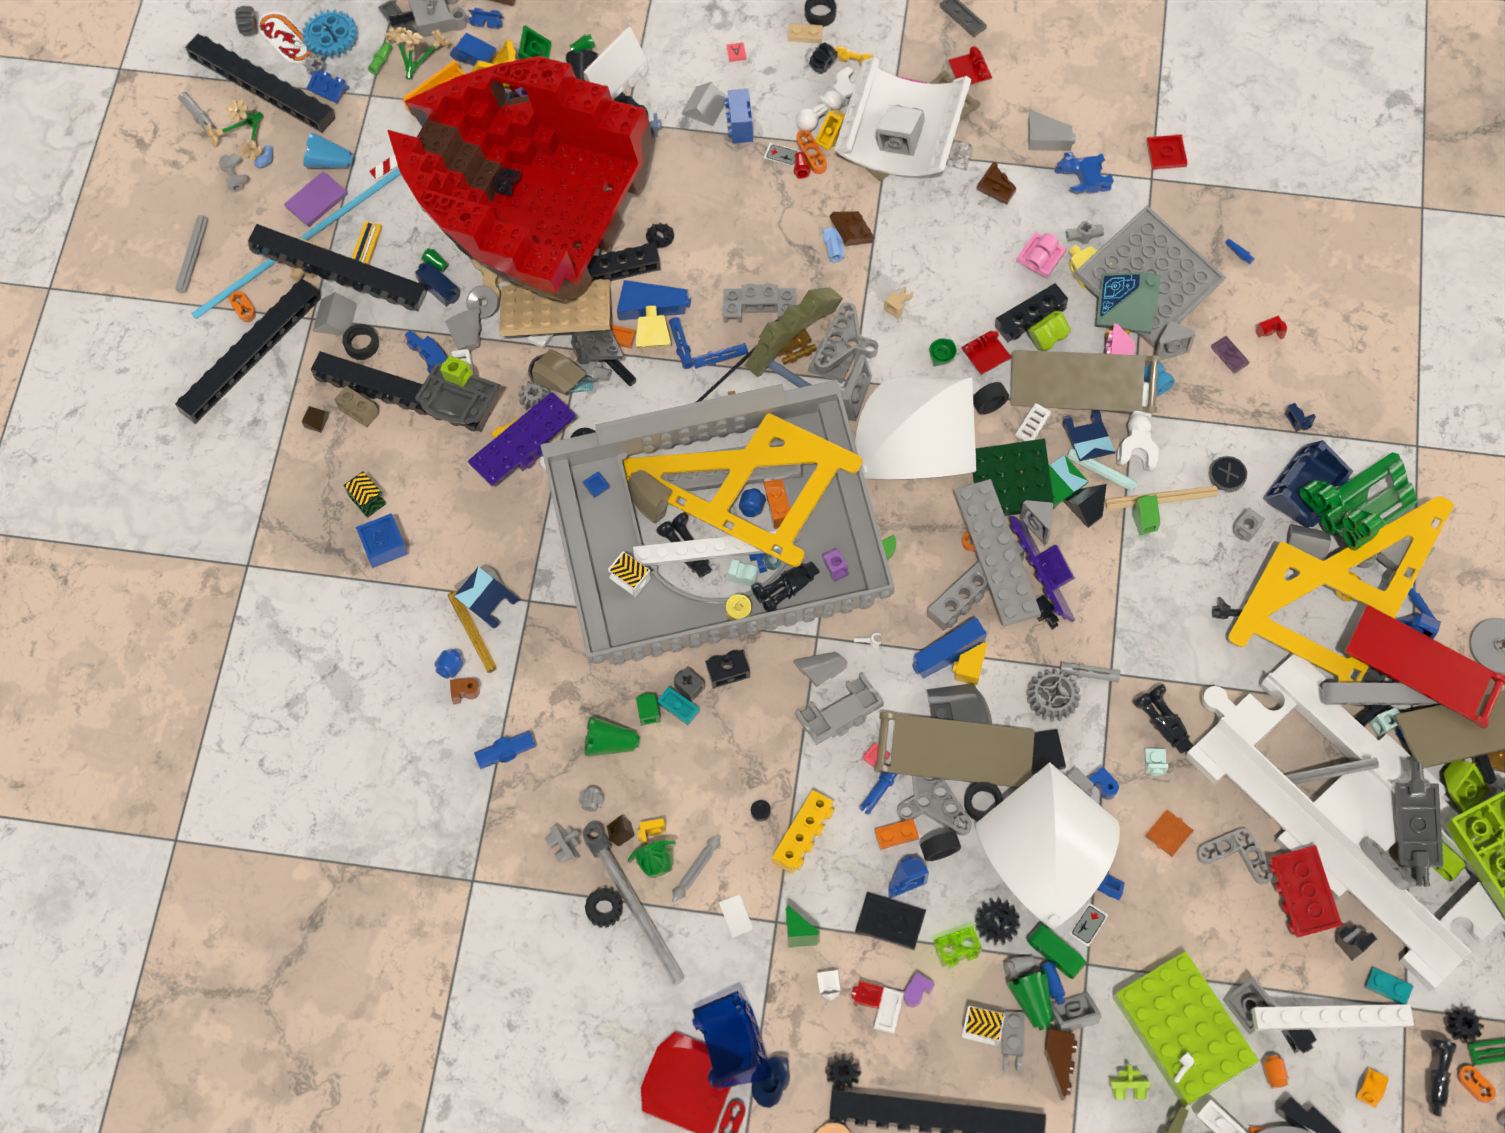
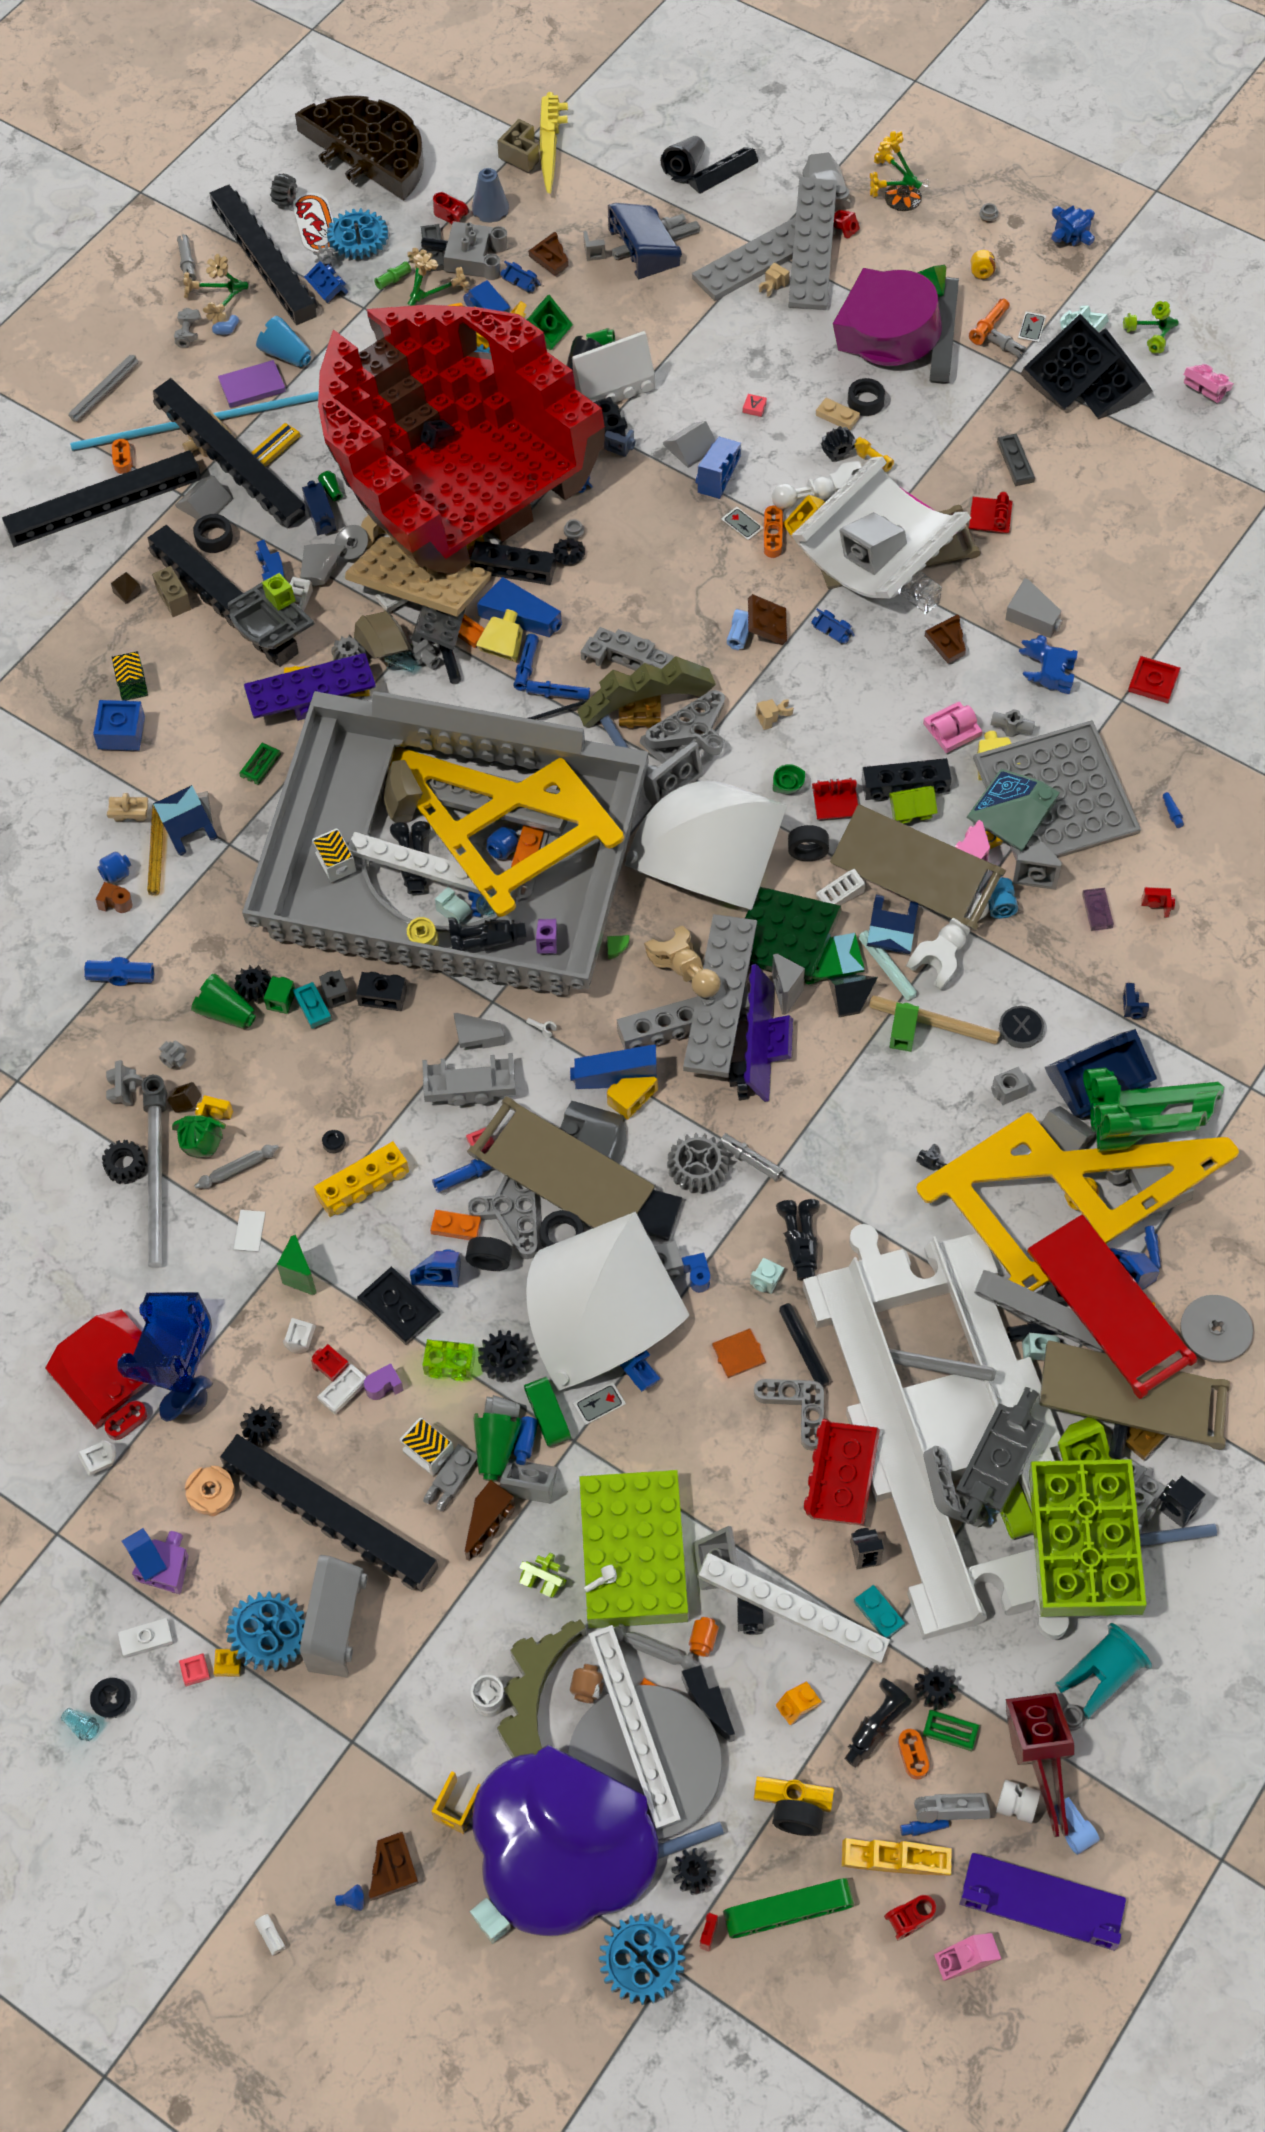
camera: 25 degrees right, 5 degrees down
(430, 608) = (128, 807): none -> tan hips
(513, 536) = (266, 761): none -> green tile
(596, 484) = (353, 757): blue tile -> none
(613, 709) = (252, 983): none -> black gear
(653, 215) = (573, 529): none -> light grey plate
(801, 166) = (752, 541): red cone -> none
(910, 211) = (827, 620): none -> blue hinge
(944, 535) = (682, 959): none -> tan piece
(1214, 803) = (803, 1344): none -> black axle
(1245, 1099) = (655, 1648): none -> light grey wheel

